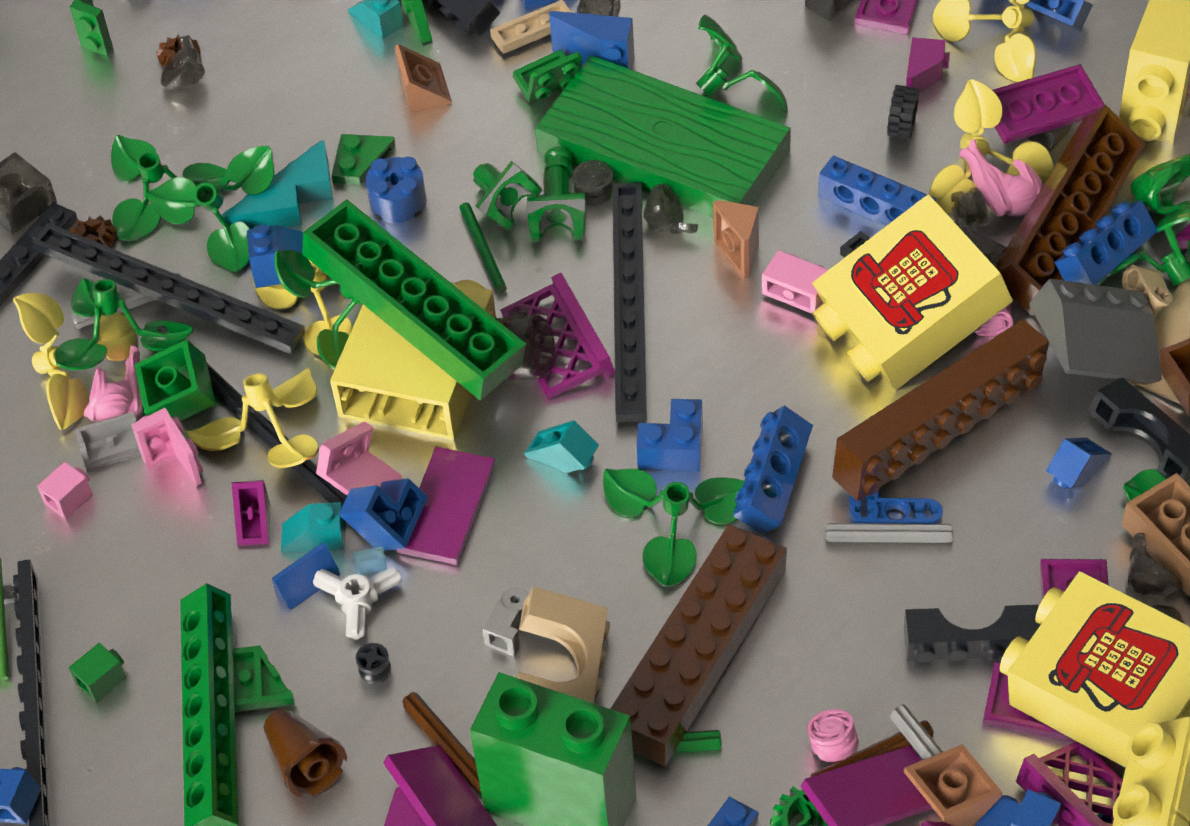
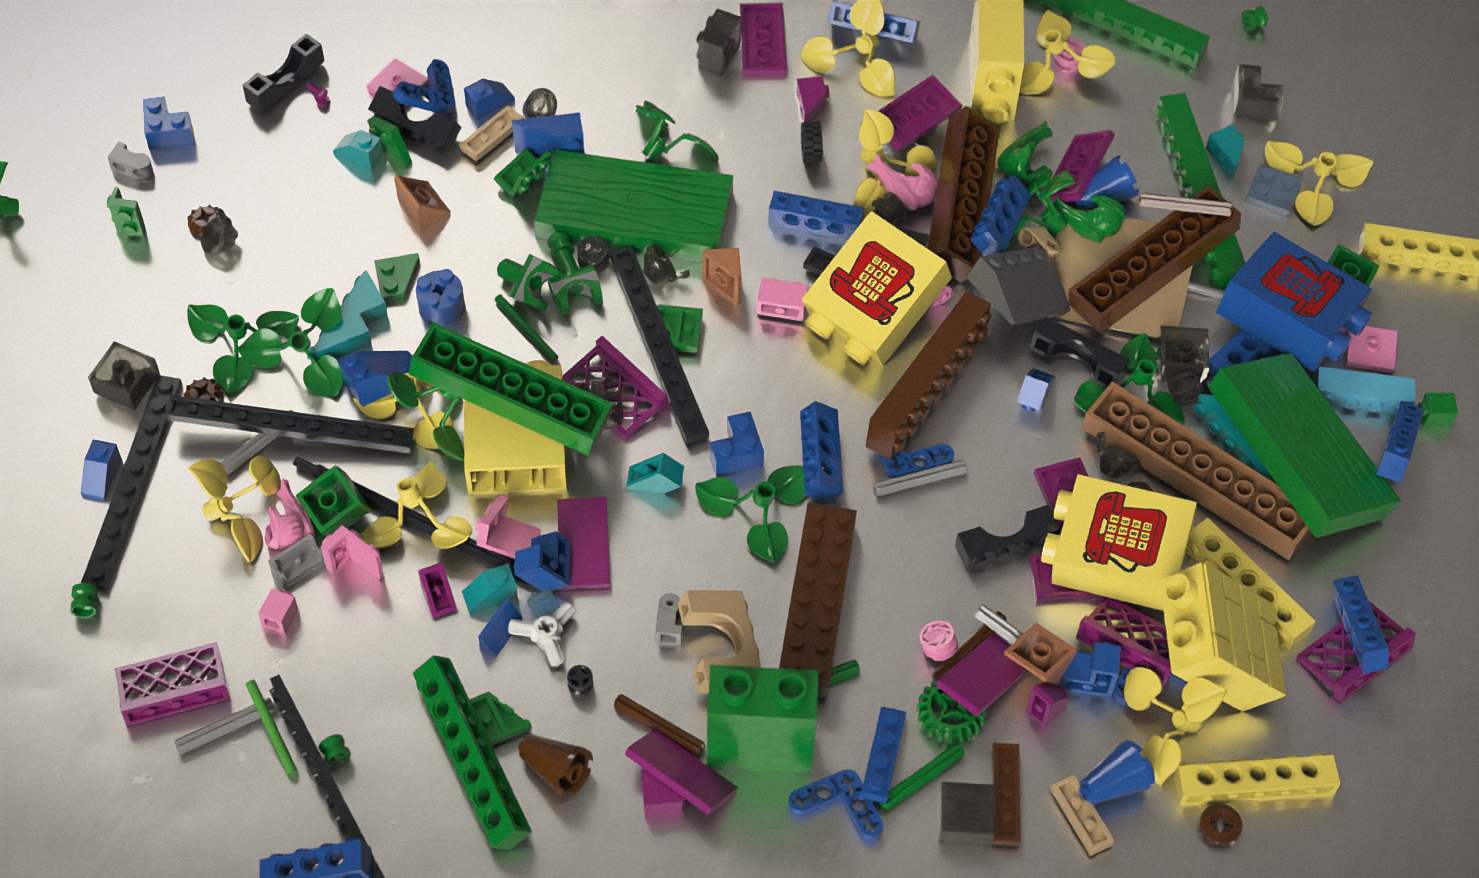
camera: 25 degrees left, 5 degrees up
(56, 664) = (334, 750): none -> green wheel
(98, 672) = (370, 747): green brick -> none
(104, 299) = (233, 449): green plant -> none
(665, 286) = (682, 326): none -> green wing

